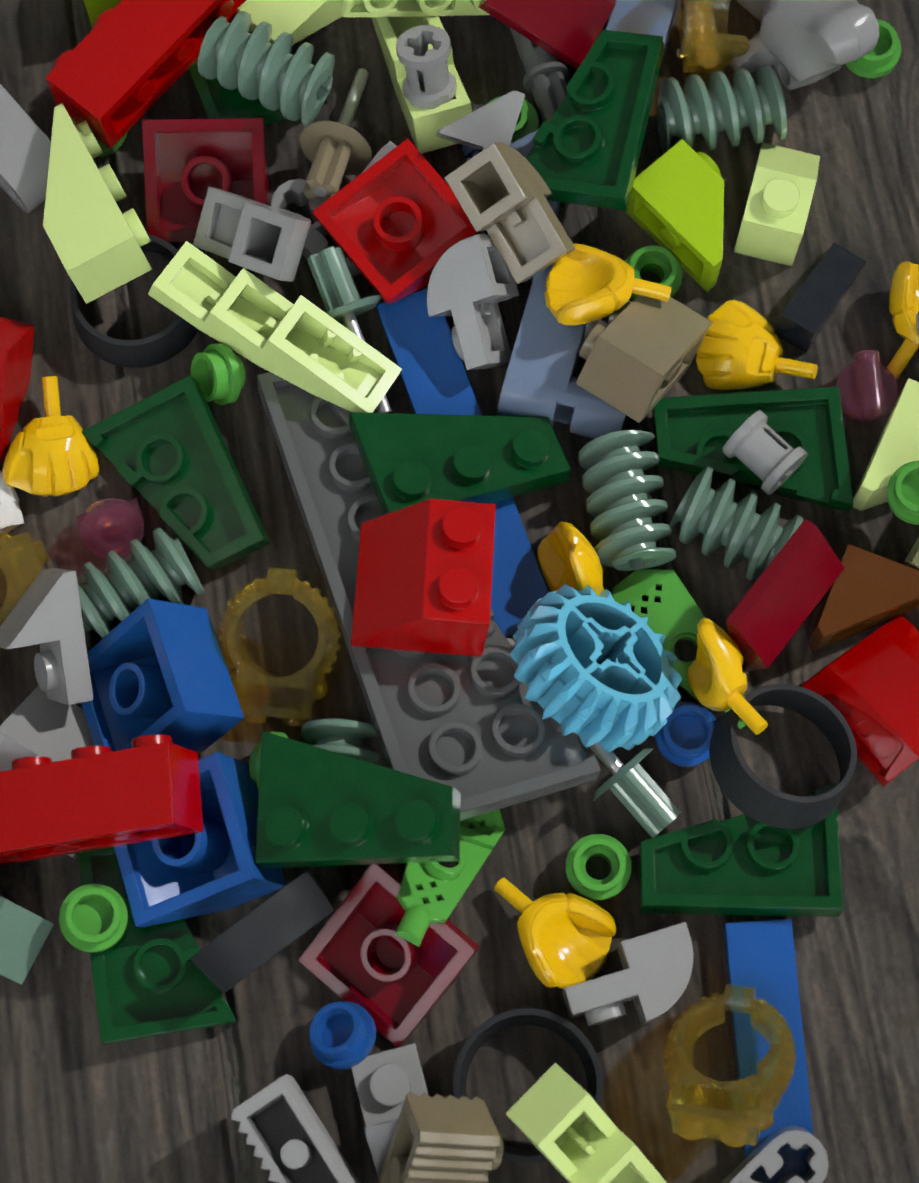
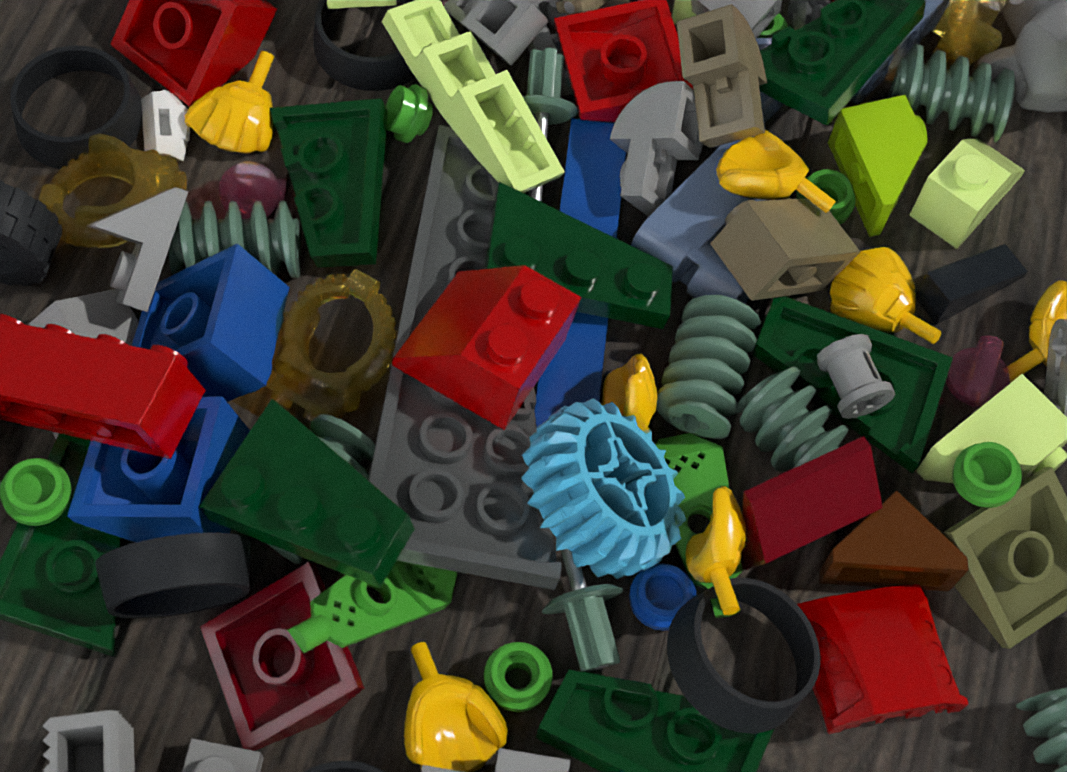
camera: 20 degrees right, 10 degrees down
(342, 1035) = (198, 710): blue plate -> none

